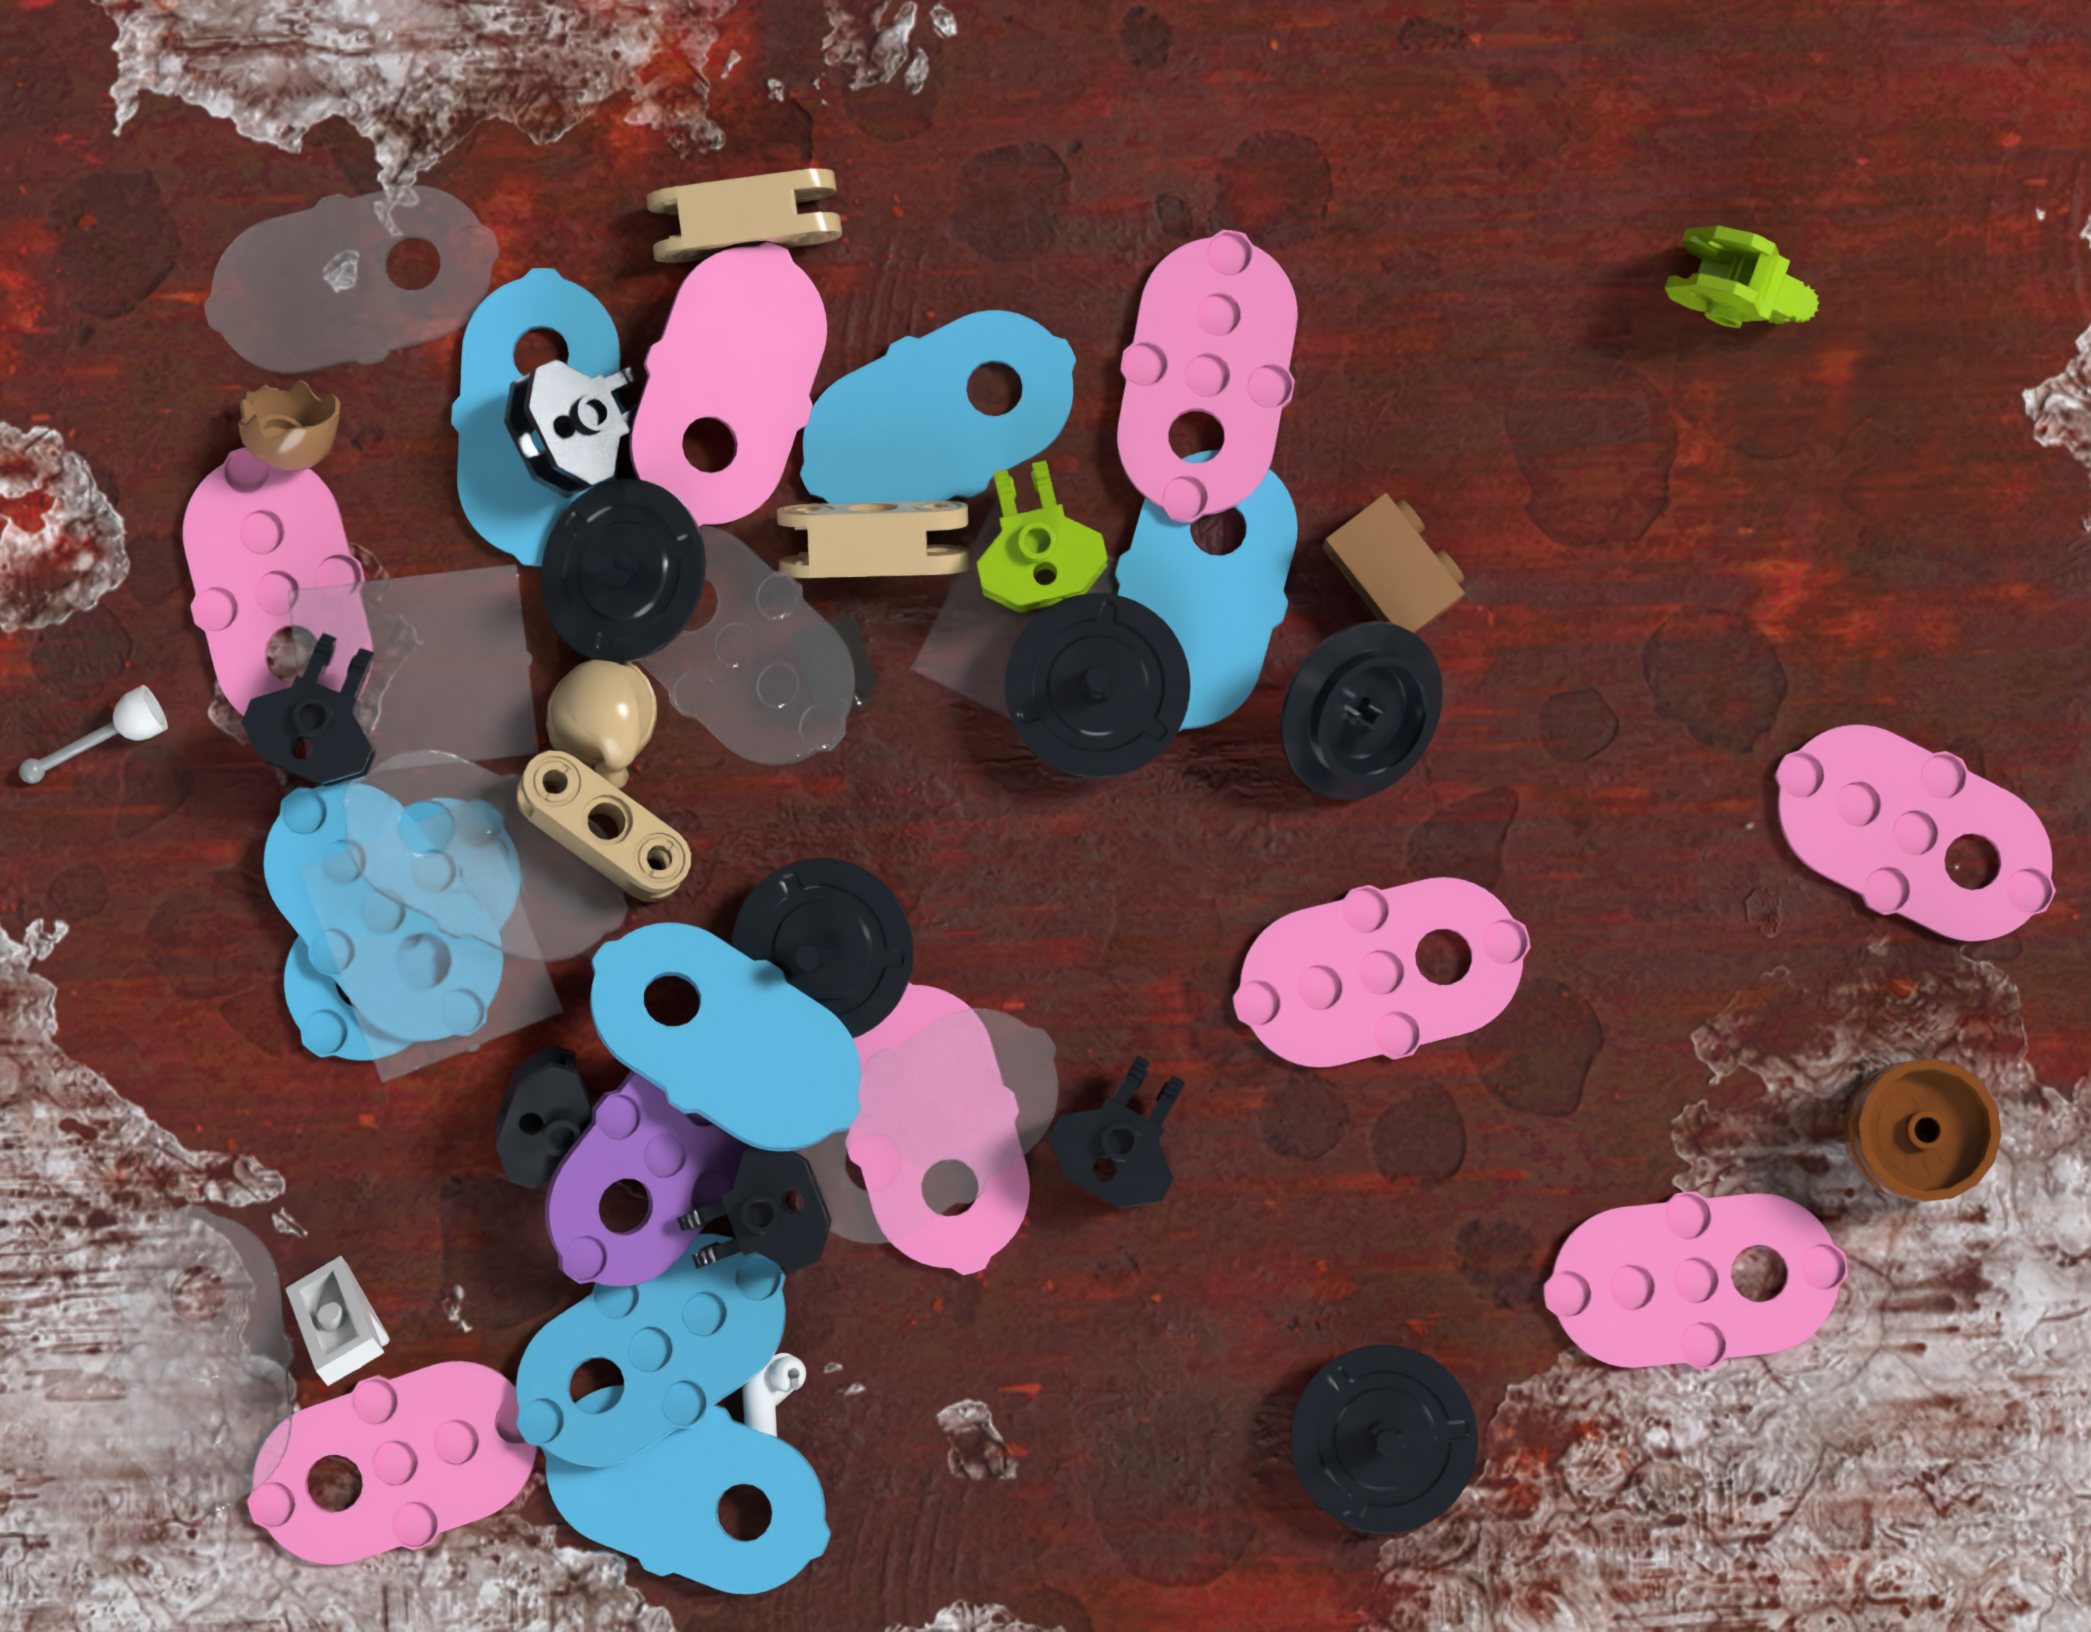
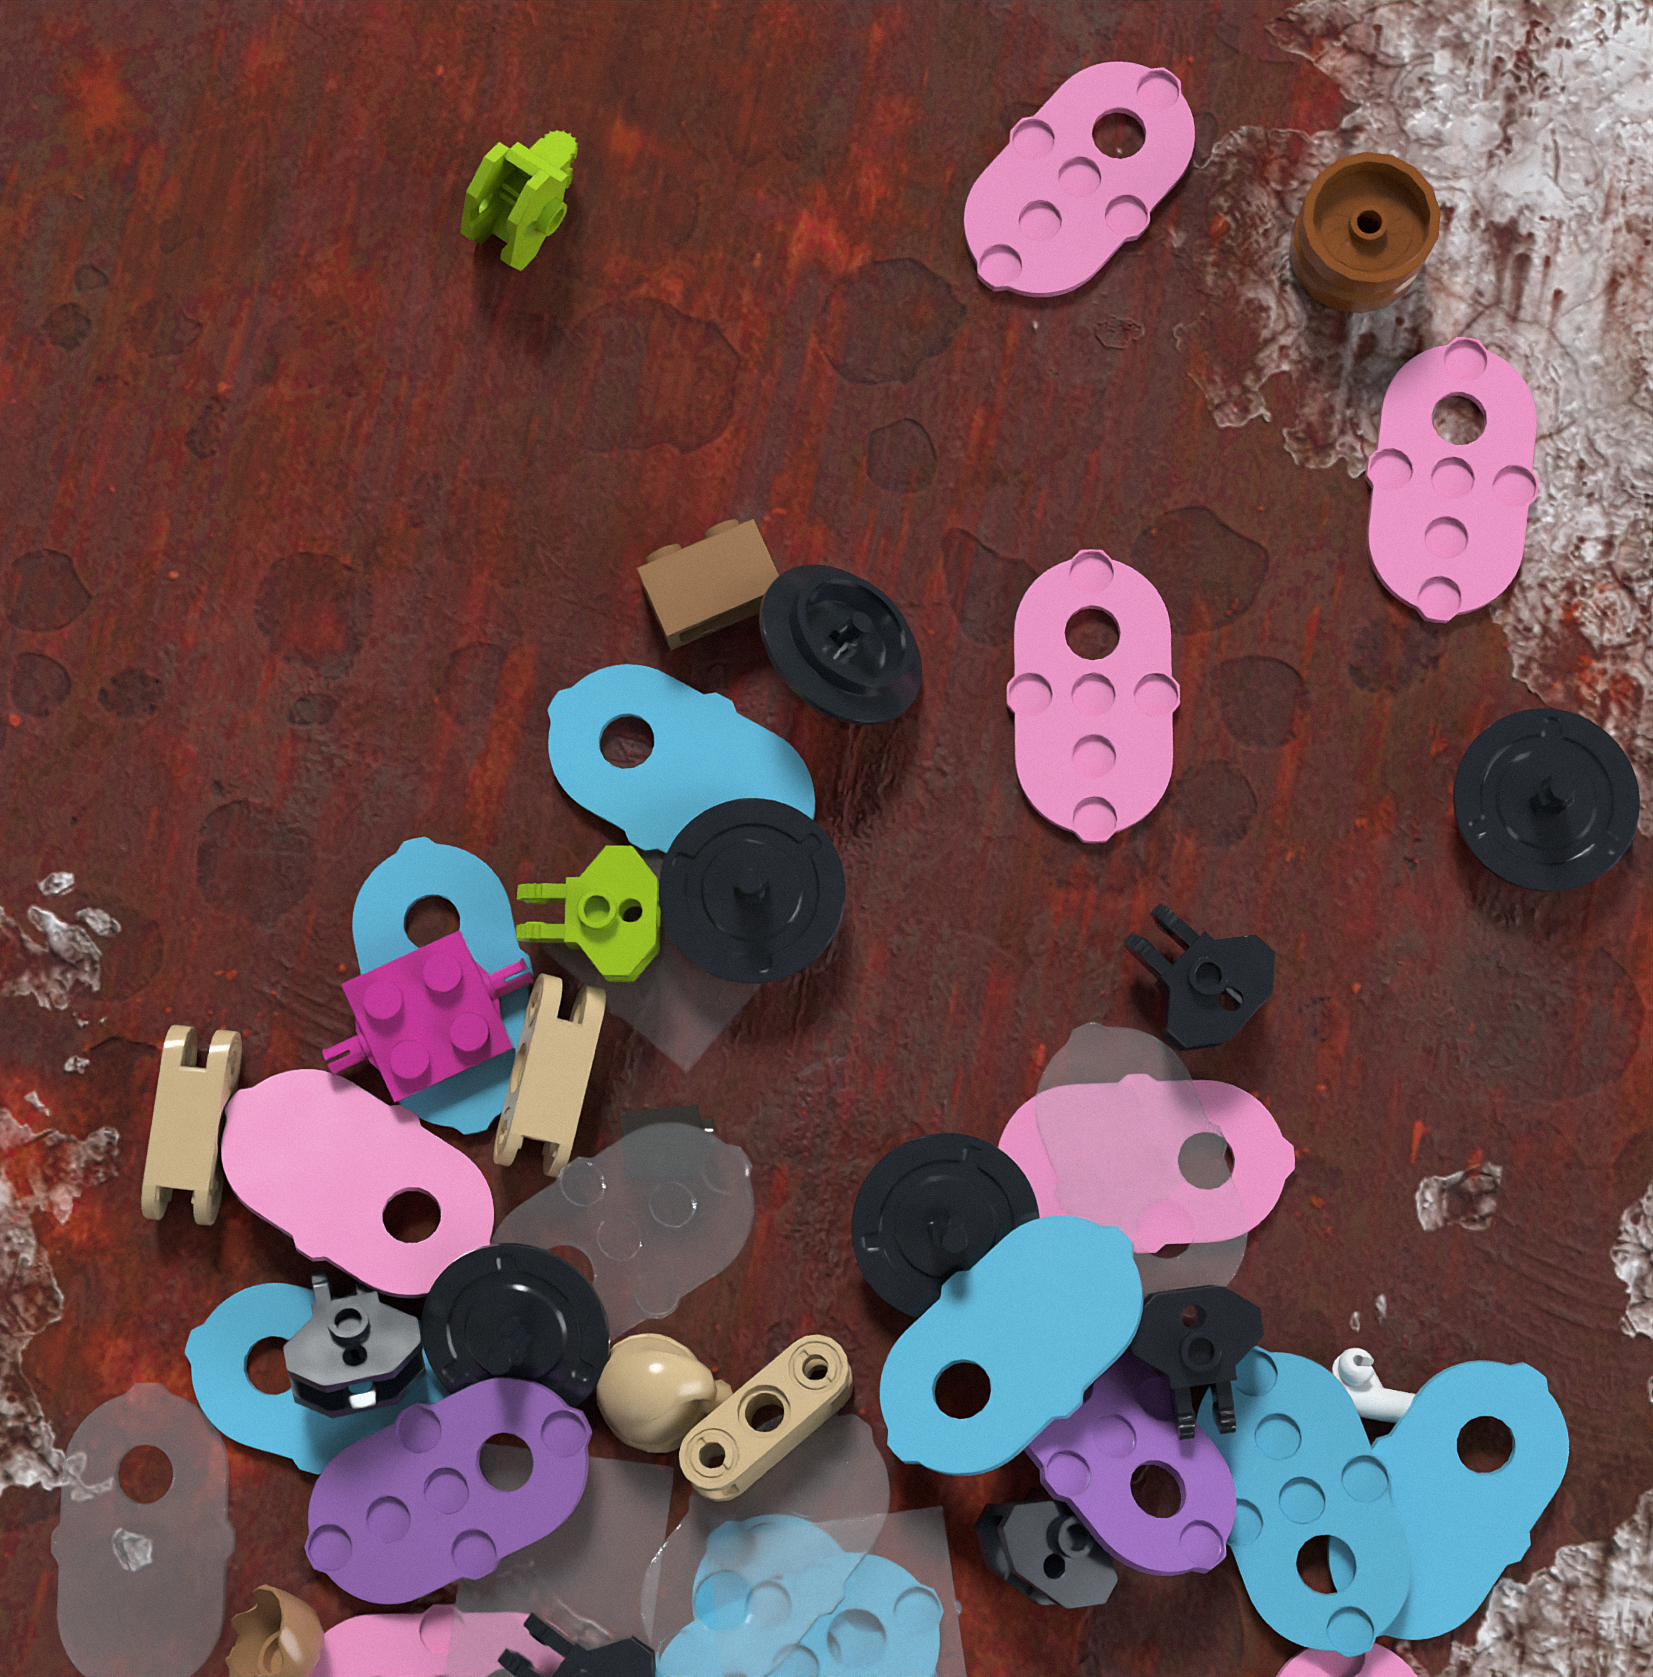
camera: 75 degrees left, 5 degrees down
(443, 518) = (412, 1501): none -> medium lavender piece
(901, 409) = (427, 1016): none -> dark pink plate
(1213, 341) = (442, 707): bright pink piece -> none

